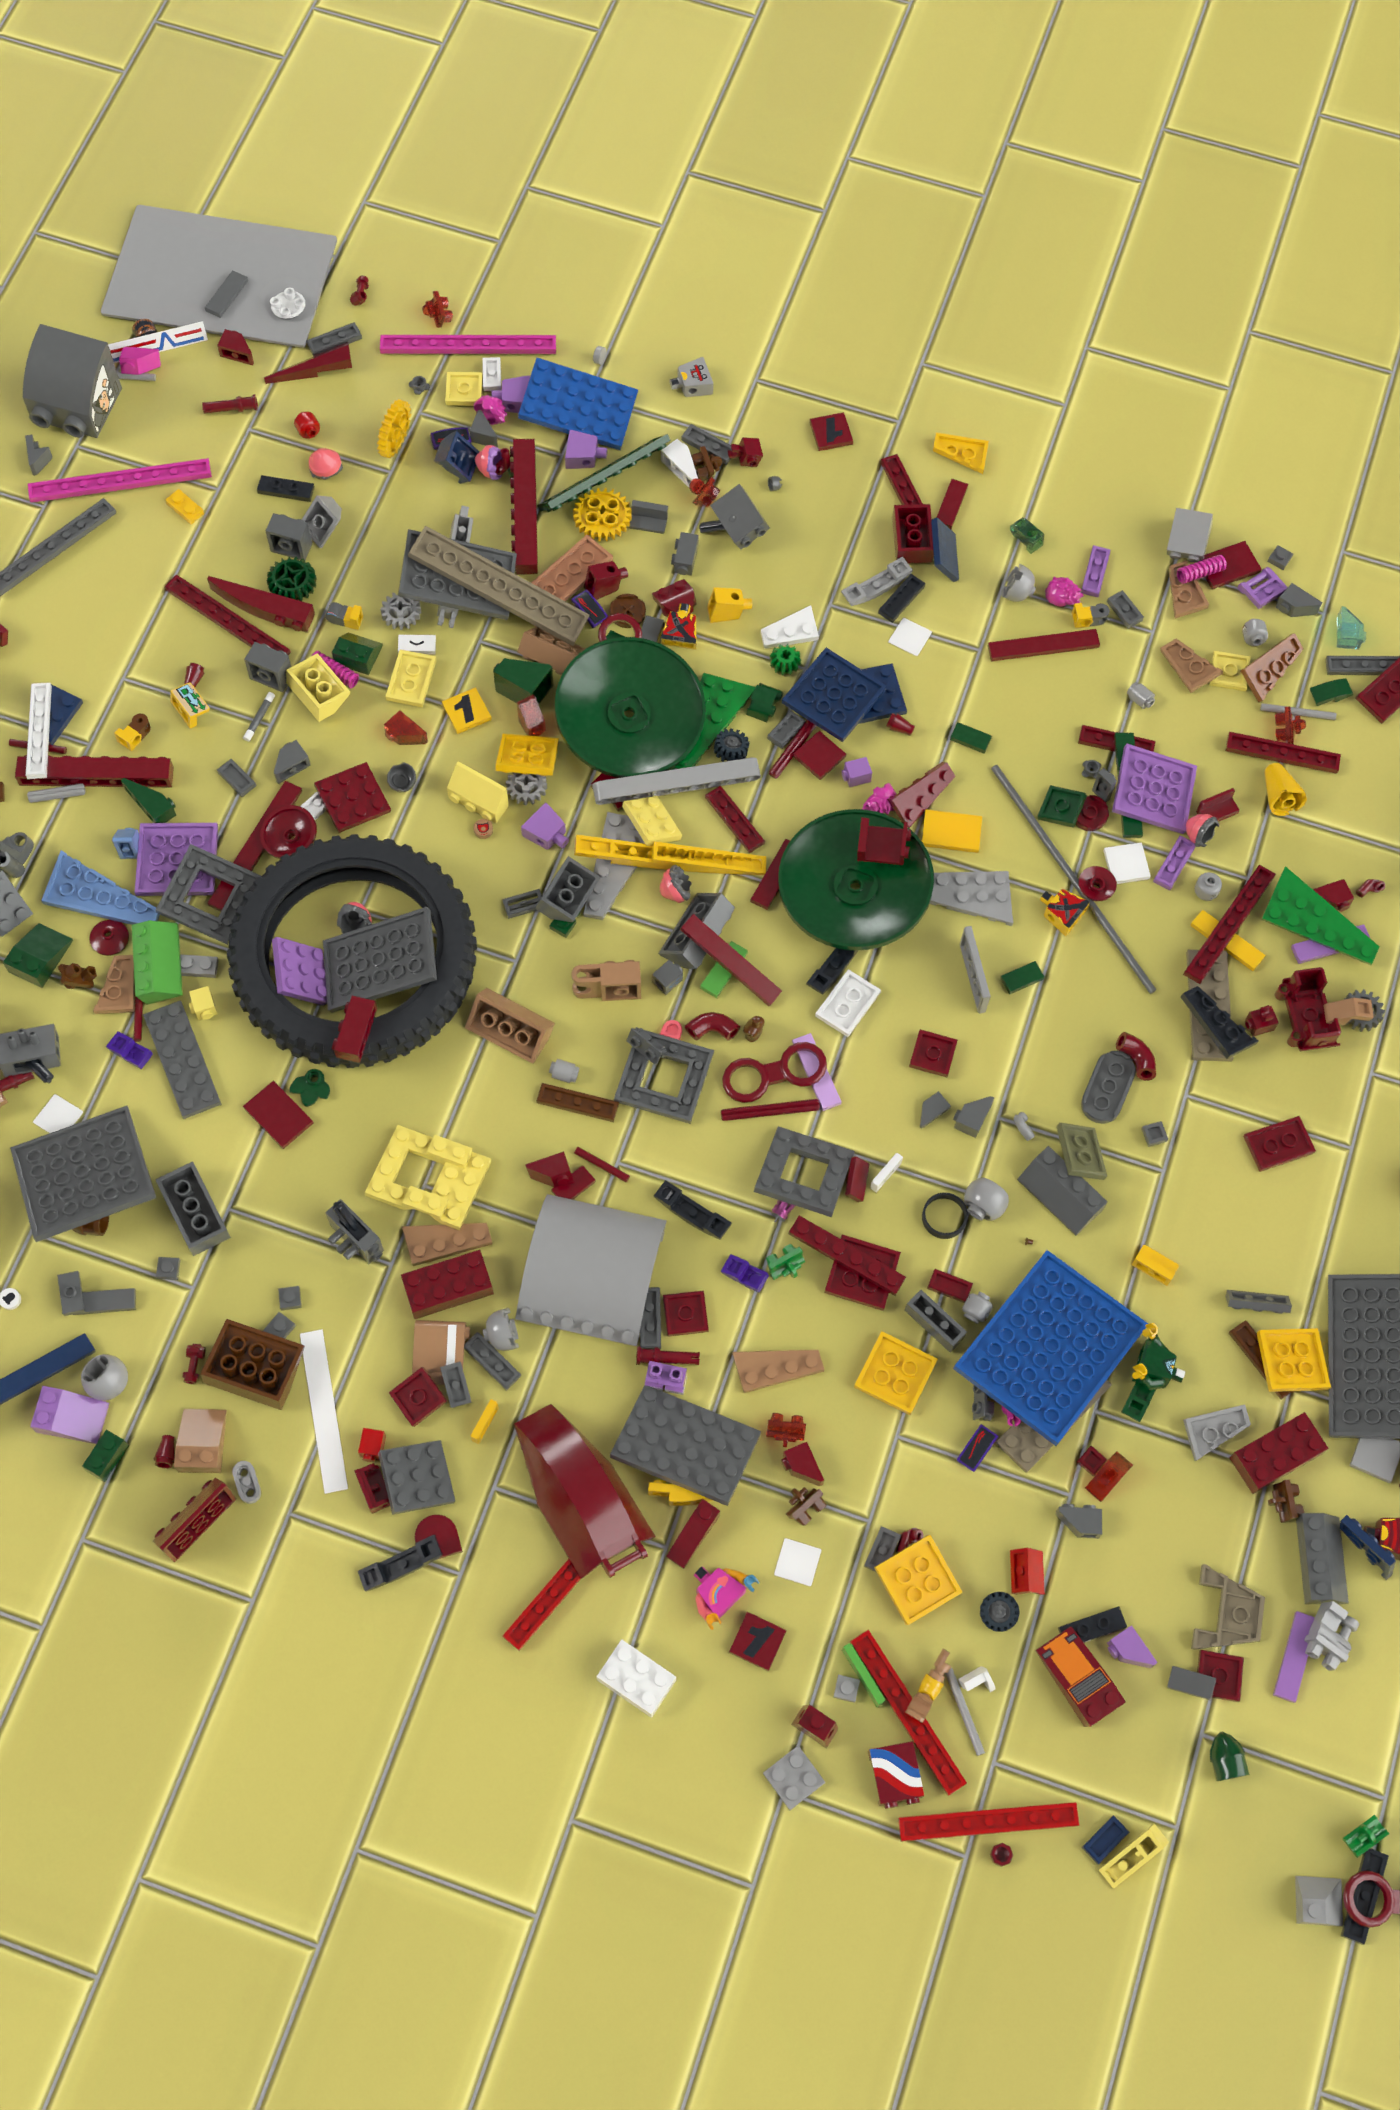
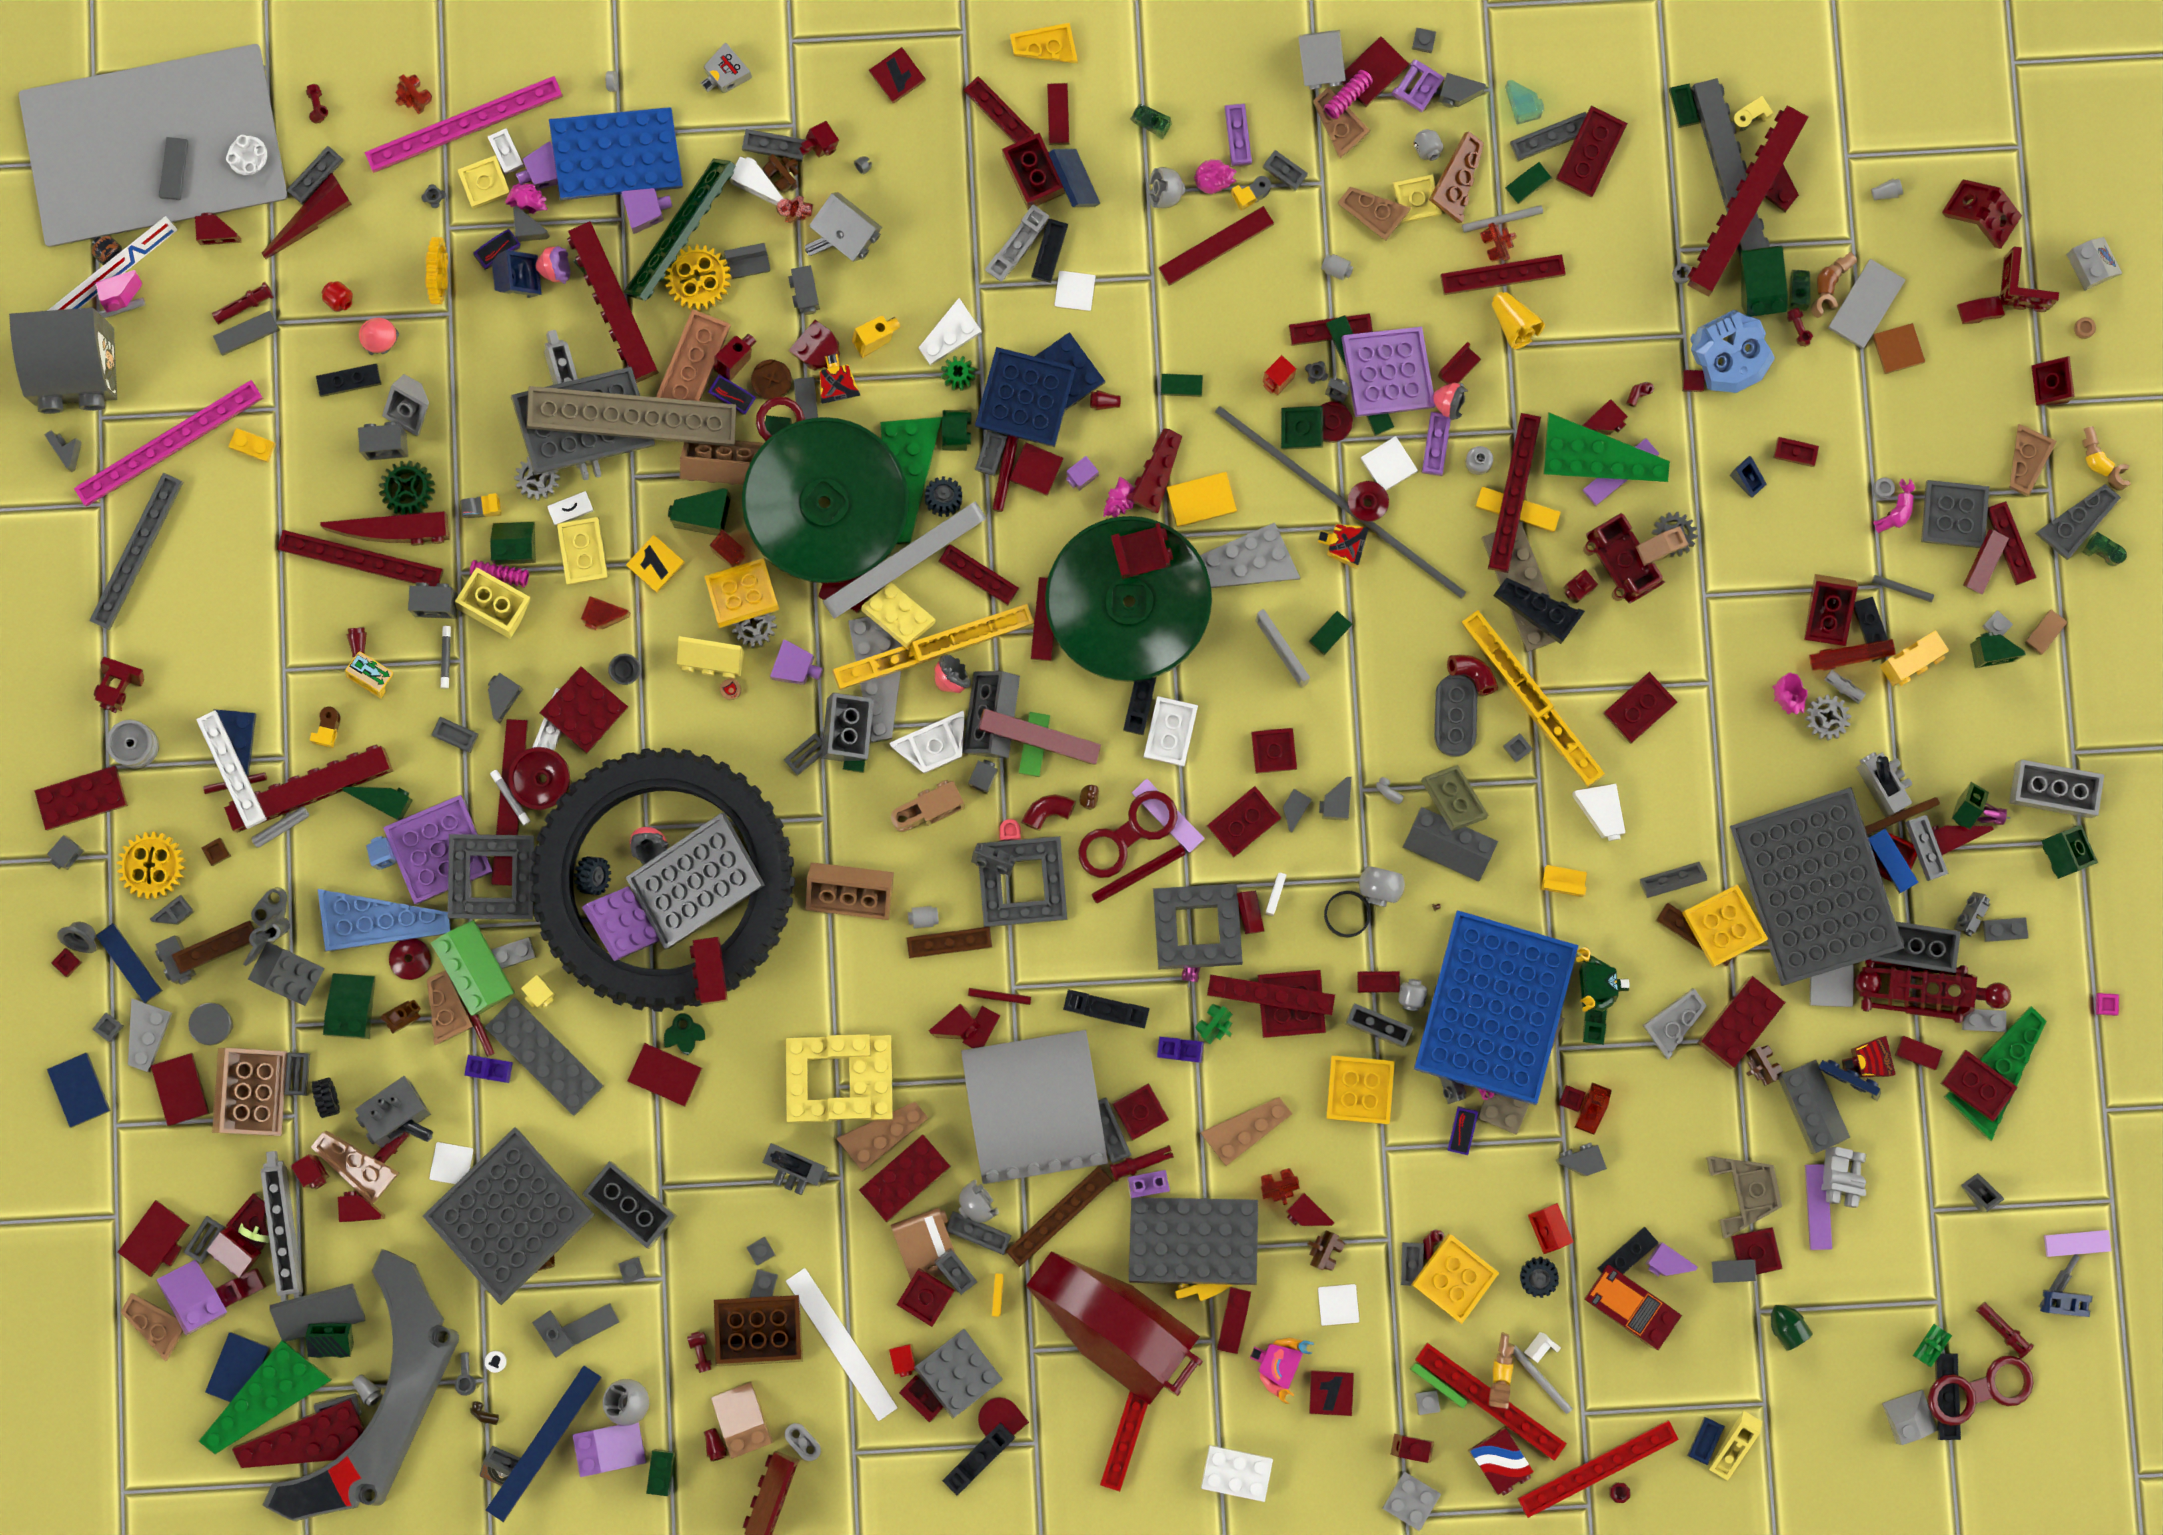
camera: 20 degrees left, 15 degrees up
(222, 427) = (245, 333): none -> dark grey tile
(256, 839) = (510, 798): none -> light grey bar
(295, 924) = (592, 875): none -> black wheel
(504, 463) = (568, 260): dark red arm -> none
(571, 1375) = (1059, 1216): none -> reddish brown tile
(636, 935) = (933, 744): none -> white wing
(882, 1101) = (1244, 821): none -> dark red plate
(1058, 755) = (1278, 375): none -> red brick
(1184, 1098) = (1532, 699): none -> yellow slope
(1213, 1215) = (1602, 809): none -> white slope

